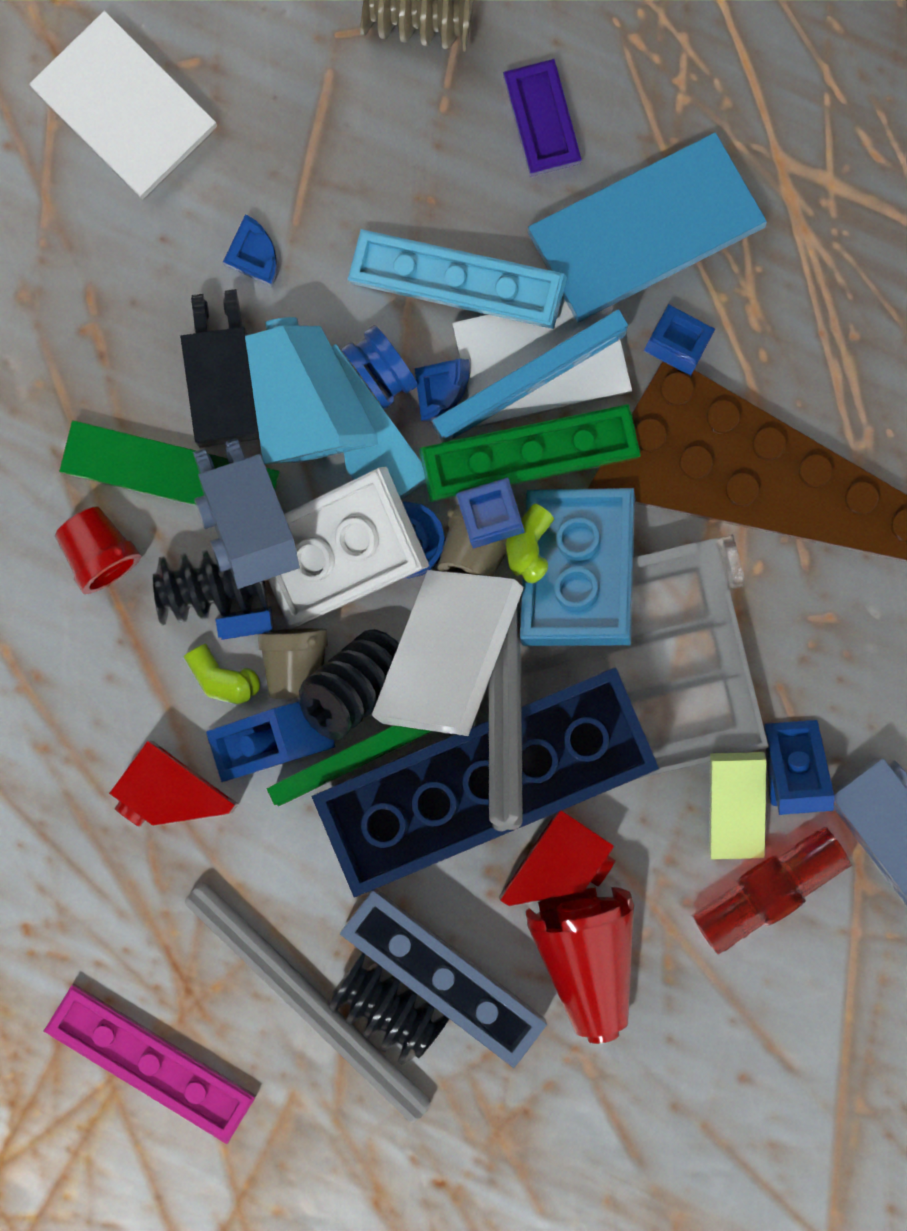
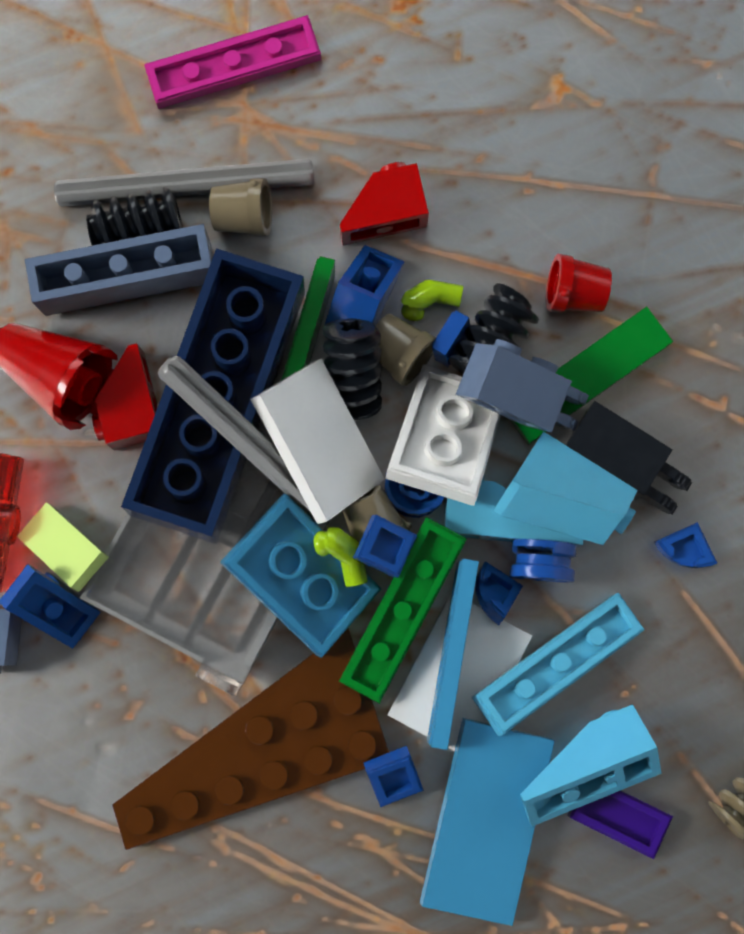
camera: 135 degrees right, 5 degrees down
(287, 923) = (242, 207): none -> dark tan piece
(516, 174) = (598, 762): none -> medium azure slope

